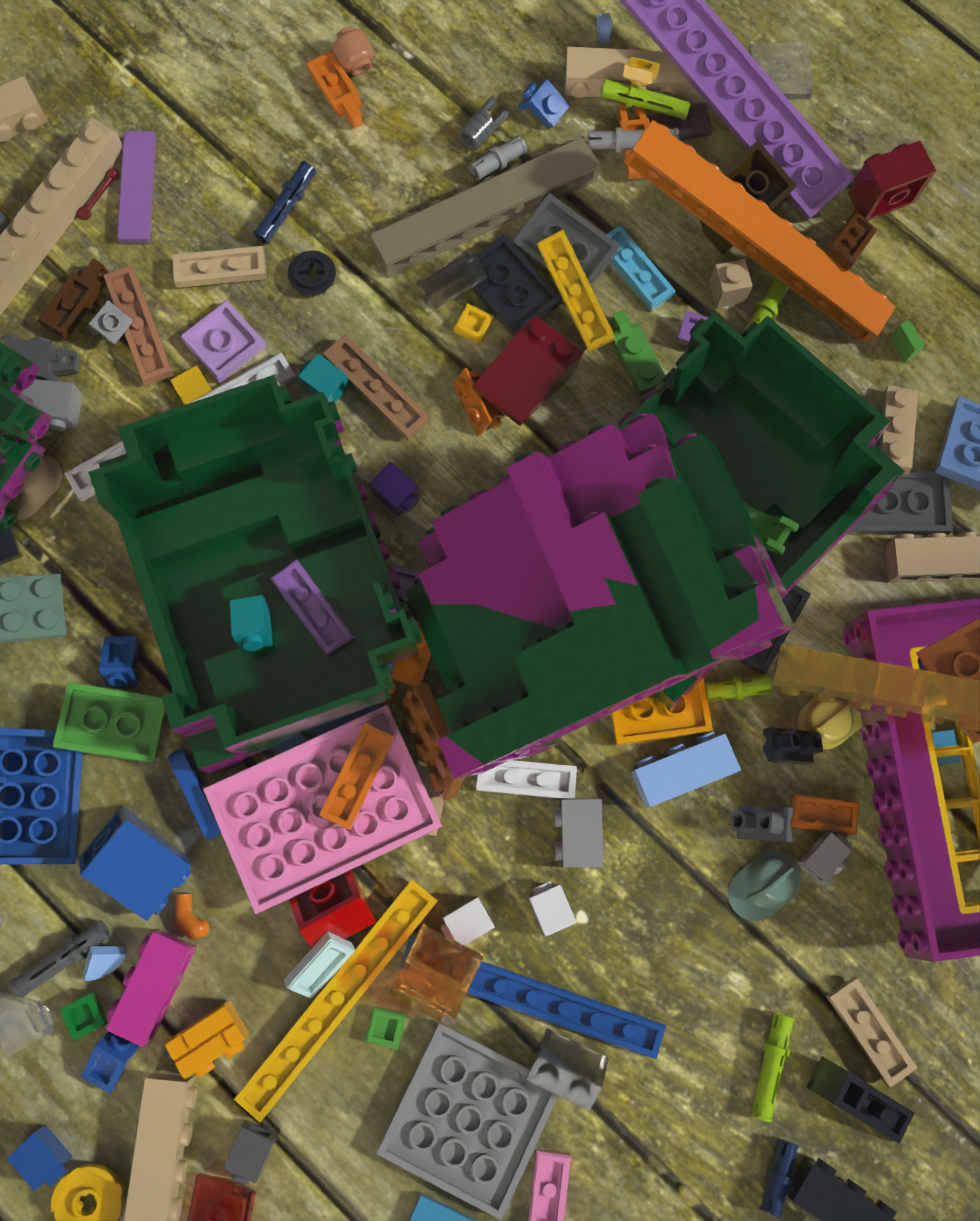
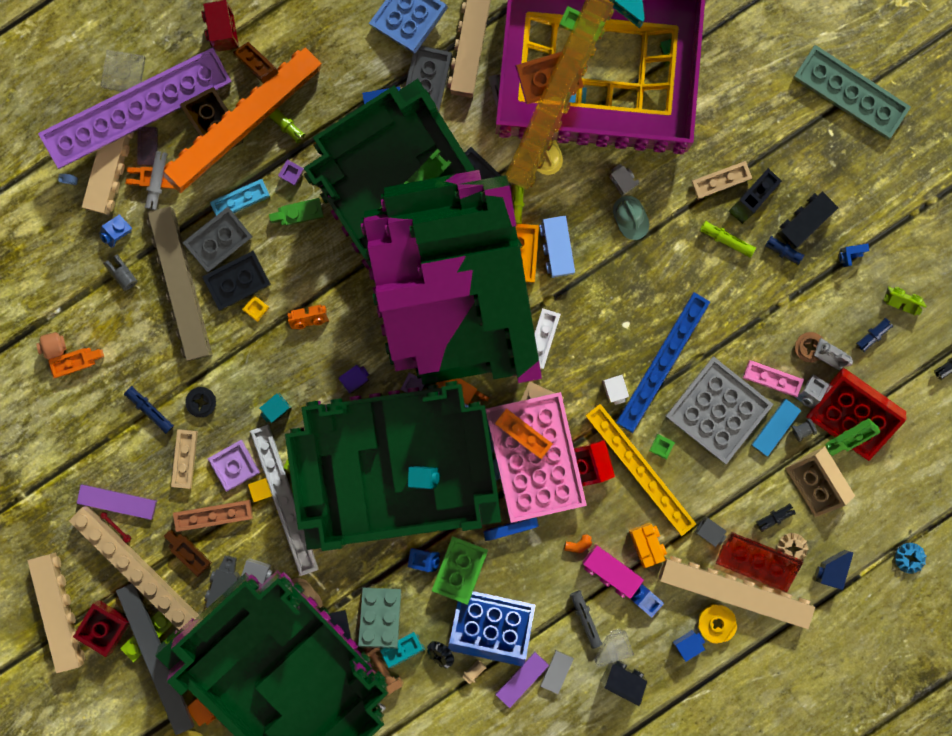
camera: 75 degrees left, 10 degrees up
(83, 1016) = (620, 611): green plate -> none
(103, 961) = (592, 596): light blue tile -> none
(109, 323) = (209, 533): light grey bracket -> none
(134, 864) = (542, 570): blue slope -> none
(312, 608) = (419, 441): medium lavender tile -> none
(319, 965) = (621, 476): light aqua tile -> none
(377, 387) = (285, 377): medium nougat plate -> none
(427, 725) = (508, 387): dark orange plate -> none
(436, 975) = (641, 412): clear orange slope -> none
(452, 280) = (226, 316): clear smoke hinge -> none
(497, 158) = (147, 268): light grey pin -> none
(528, 370) = (298, 282): dark red slope -> none
(551, 908) = (618, 340): white brick -> none
(567, 1069) = (705, 351): clear smoke brick -> none
(576, 291) = (250, 240): yellow tile -> none
(579, 833) = (580, 315): light grey brick -> none
(641, 71) = (112, 164): yellow plate -> none
(644, 99) = (127, 169): lime pin -> none
(730, 283) = (265, 143): tan brick -> none
(763, 823) = (597, 211): dark grey hips -> none
(791, 745) = (557, 182): black hips -> none
(824, 814) = (599, 174): orange plate -> none
(899, 436) = (381, 66): tan plate -> none
(907, 341) = (326, 44): bright green tile -> none

